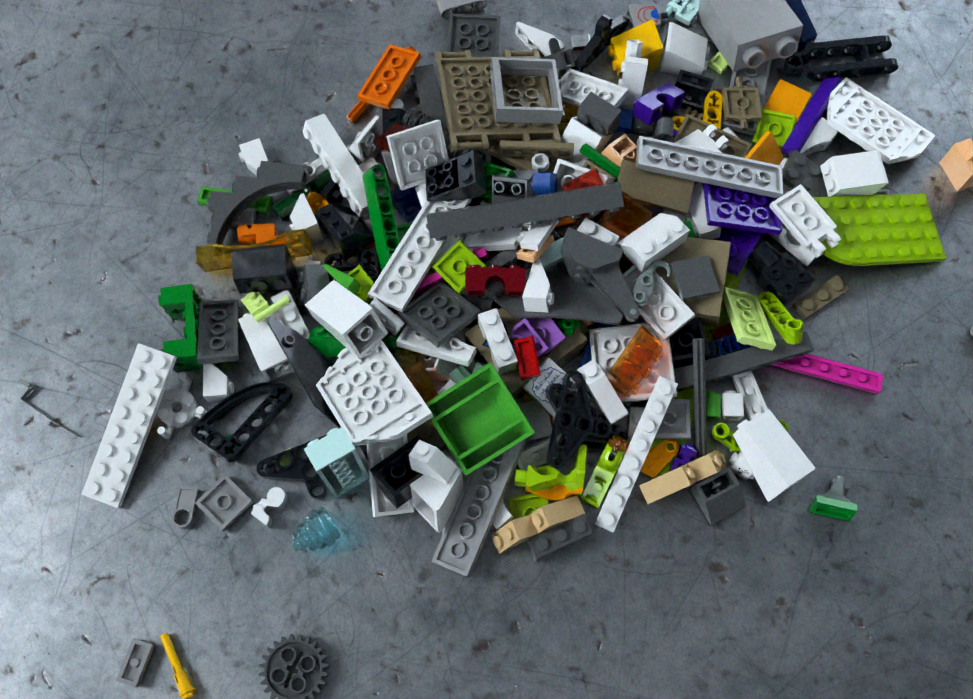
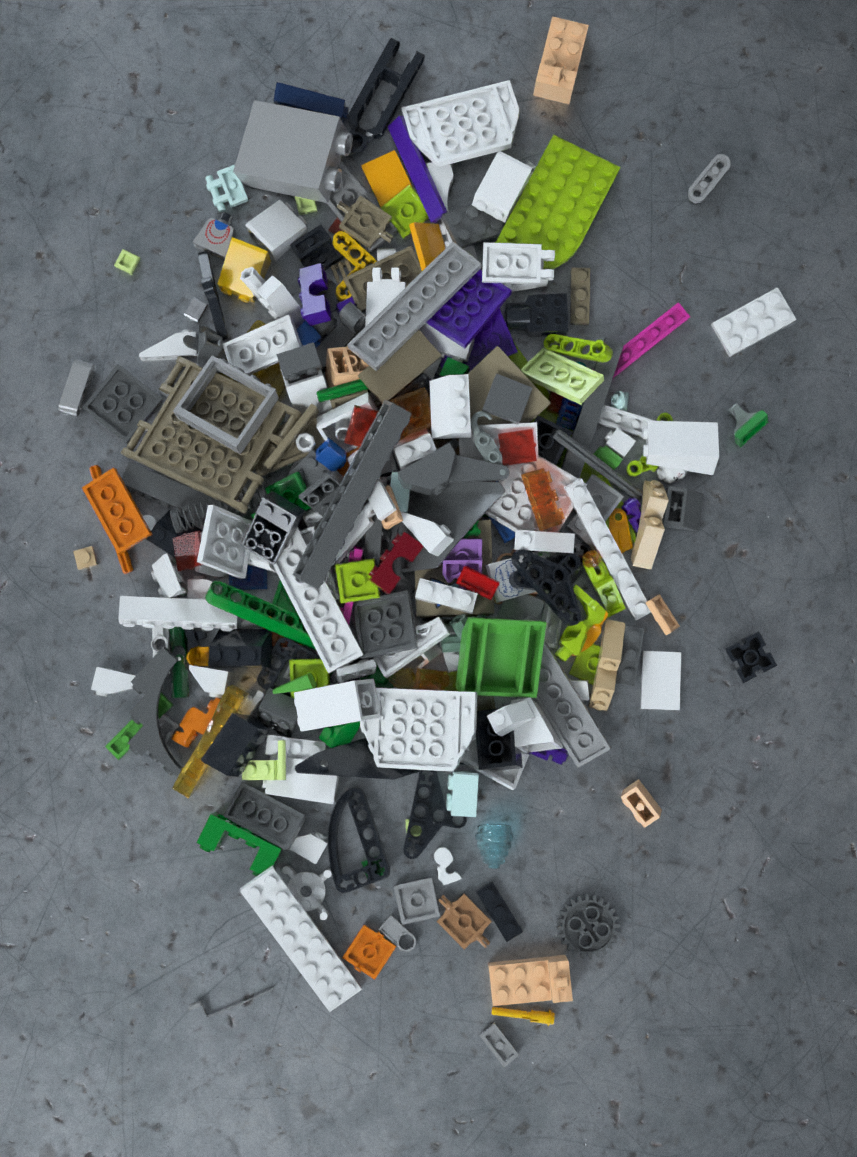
camera: 55 degrees left, 15 degrees up
(154, 492) = (369, 951): none -> orange plate
(210, 649) = (530, 980): none -> light nougat hinge
(230, 555) = (464, 921): none -> medium nougat plate
(259, 581) = (499, 911): none -> black plate
(339, 85) = (85, 558): none -> tan plate
(430, 538) = (559, 755): none -> dark purple plate
(437, 639) = (641, 803): none -> light nougat brick
(559, 583) = (660, 680): none -> white tile
(616, 543) = (662, 614): none -> light nougat plate
(650, 643) = (759, 662): none -> black brick
(662, 313) = (517, 447): none -> clear red piece
(766, 384) = (620, 400): none -> light aqua plate
(921, 449) = (753, 322): none -> white plate

